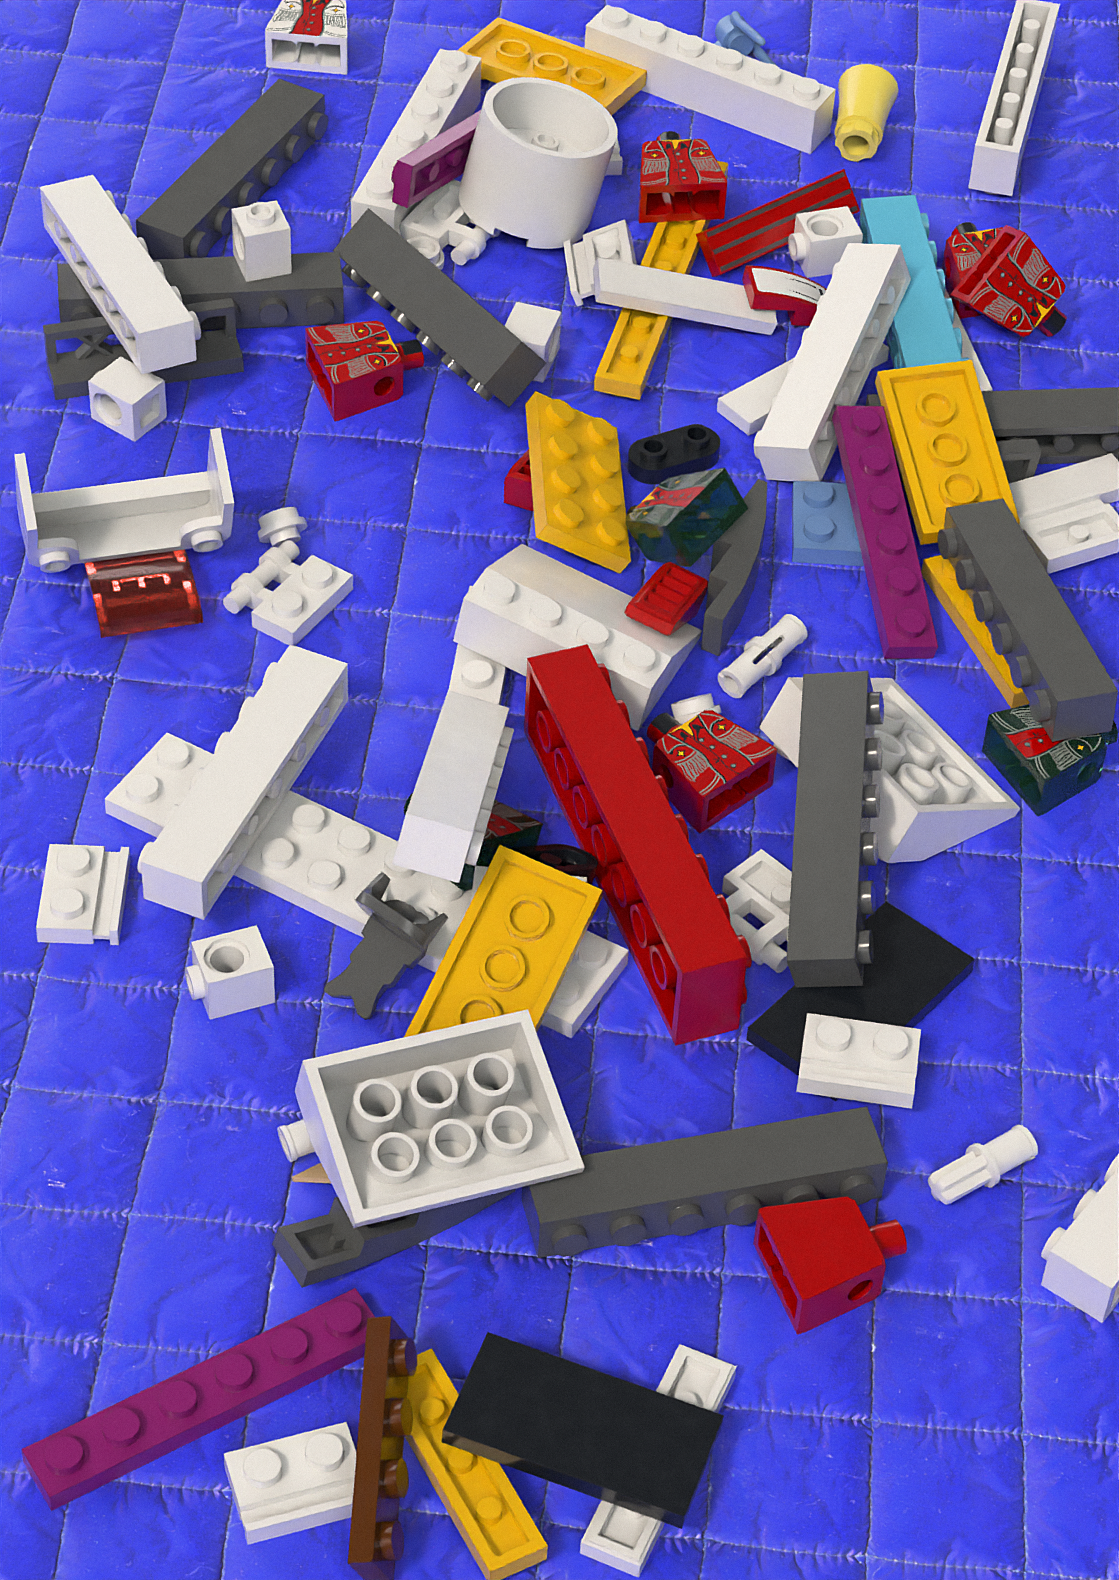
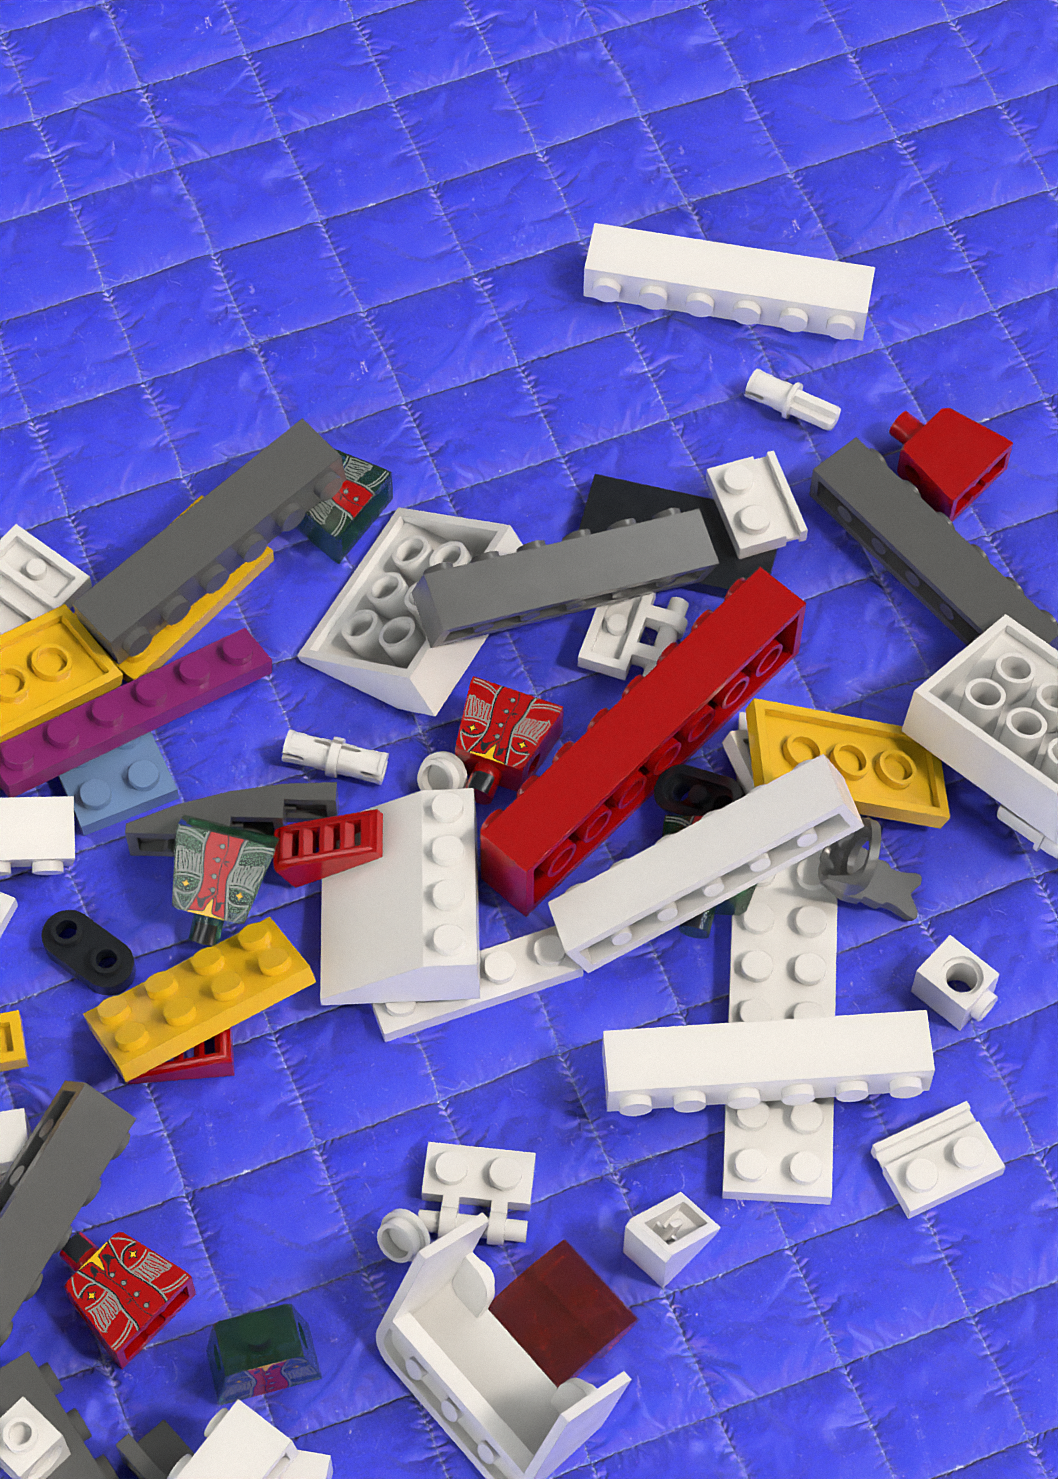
camera: 115 degrees left, 15 degrees up
(152, 672) = (668, 1237): none -> slope
(250, 386) = (261, 1353): none -> torso

